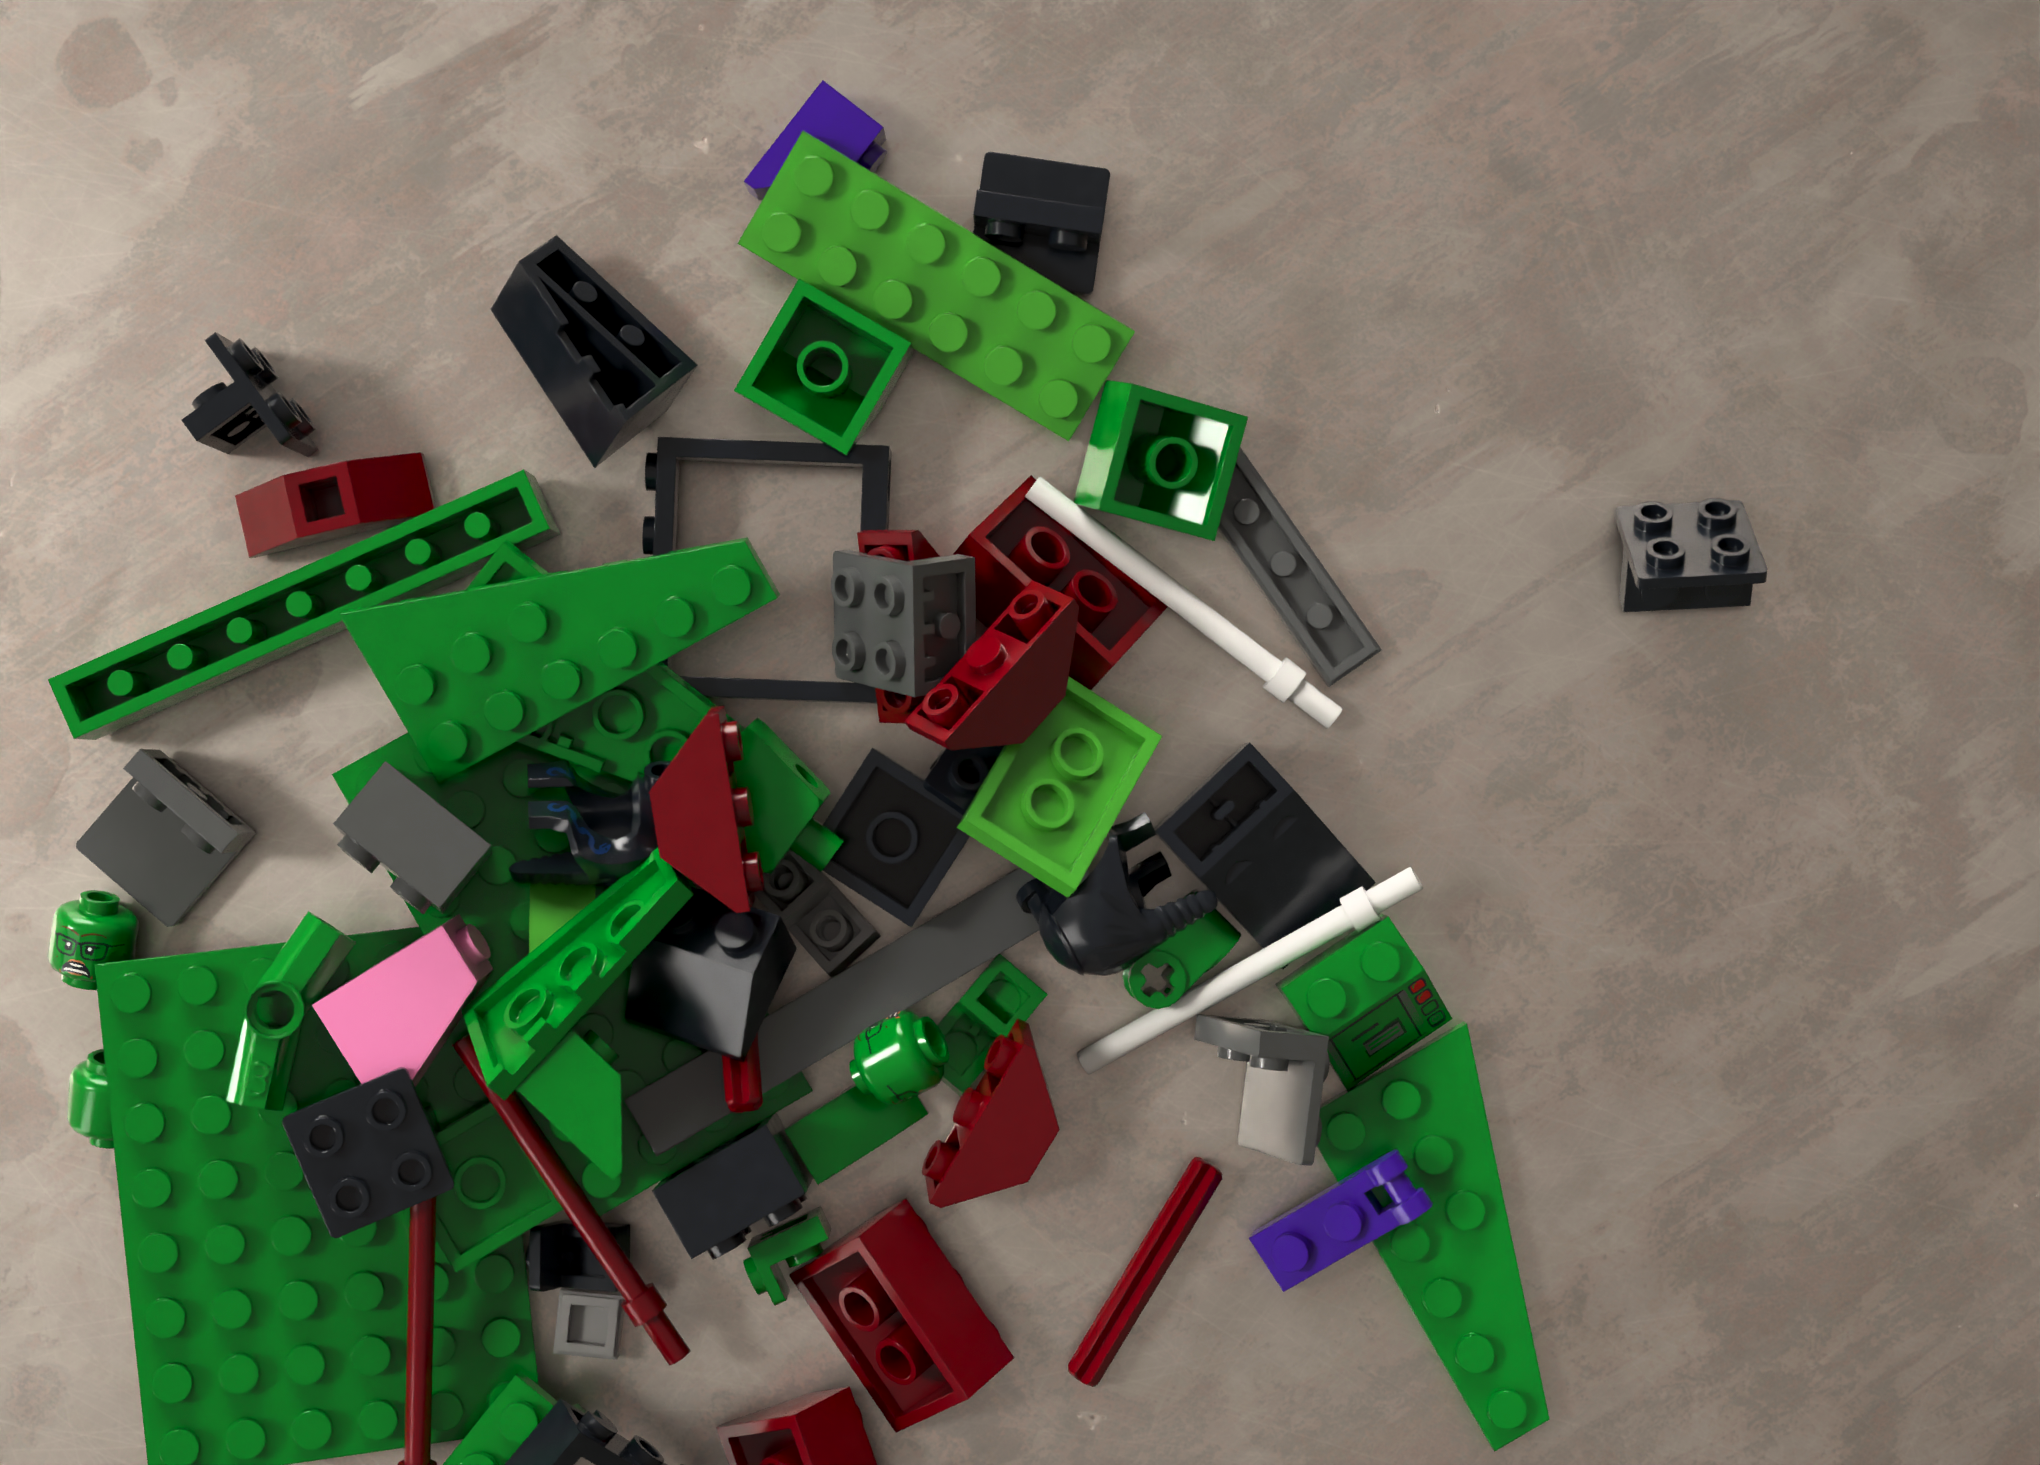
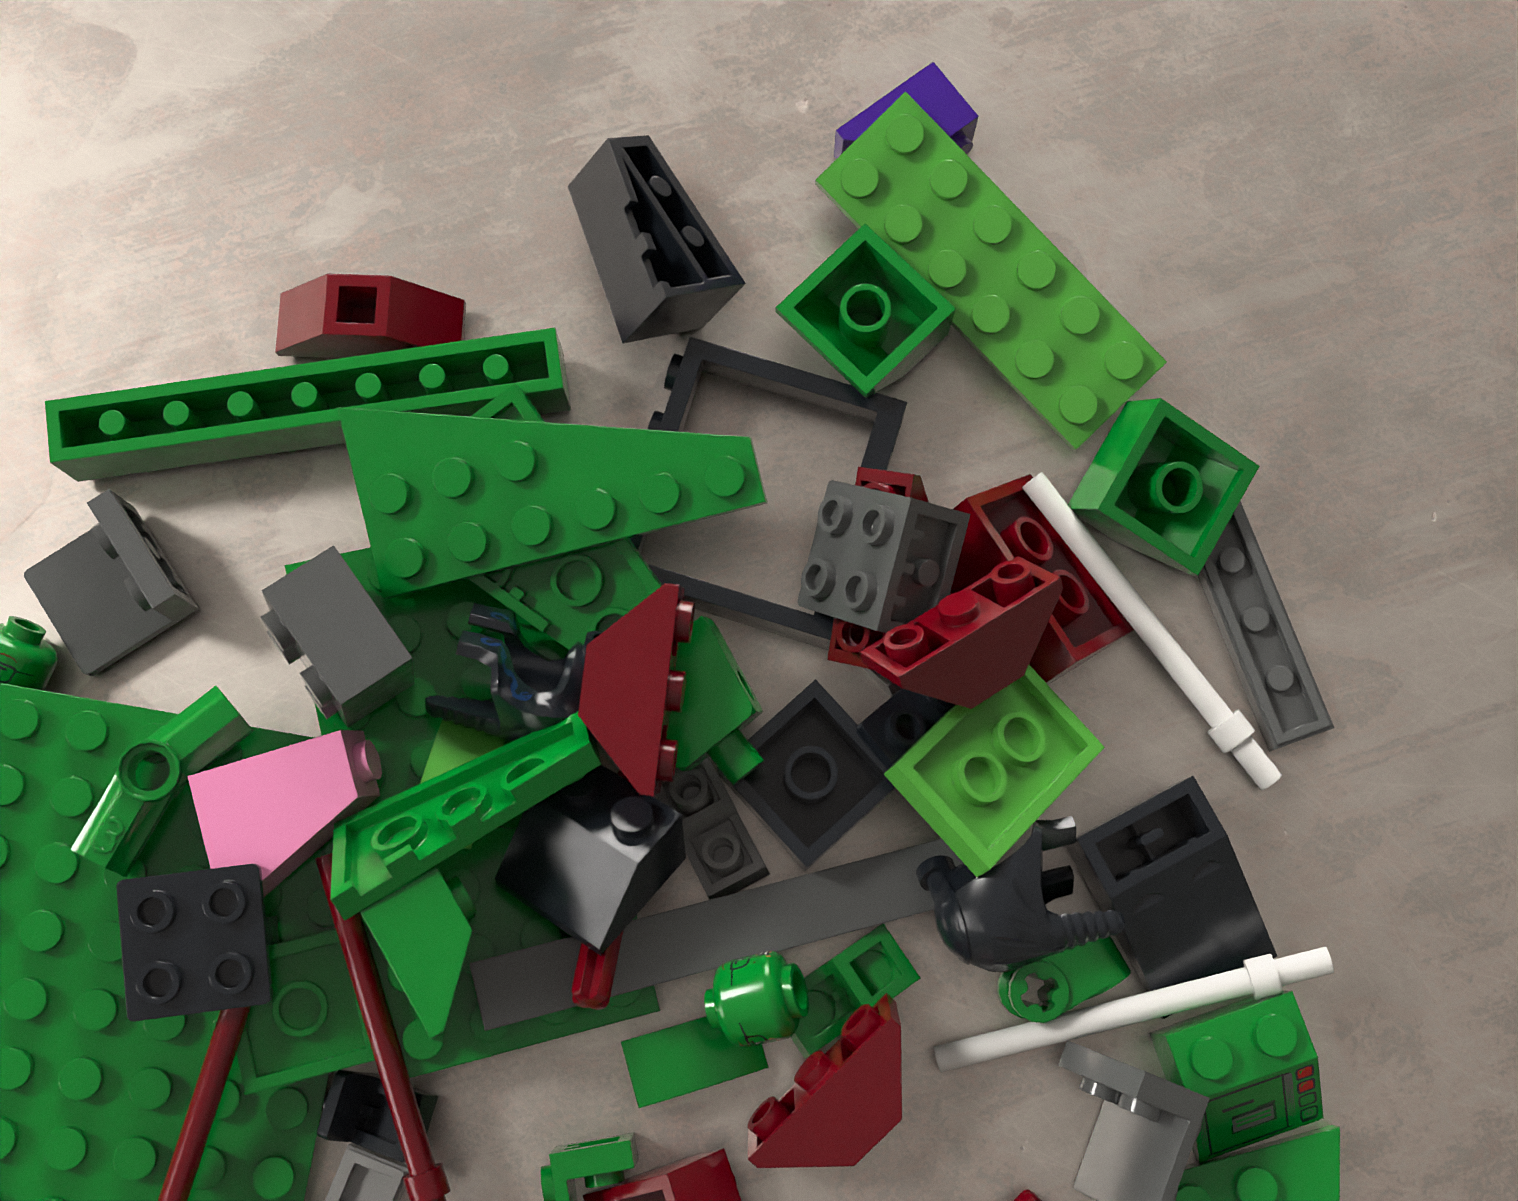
camera: 20 degrees right, 10 degrees down
(236, 412) = (313, 206): black bracket -> none
(733, 1188) = (553, 1087): black brick -> none
(1044, 215) = (1107, 238): black bracket -> none

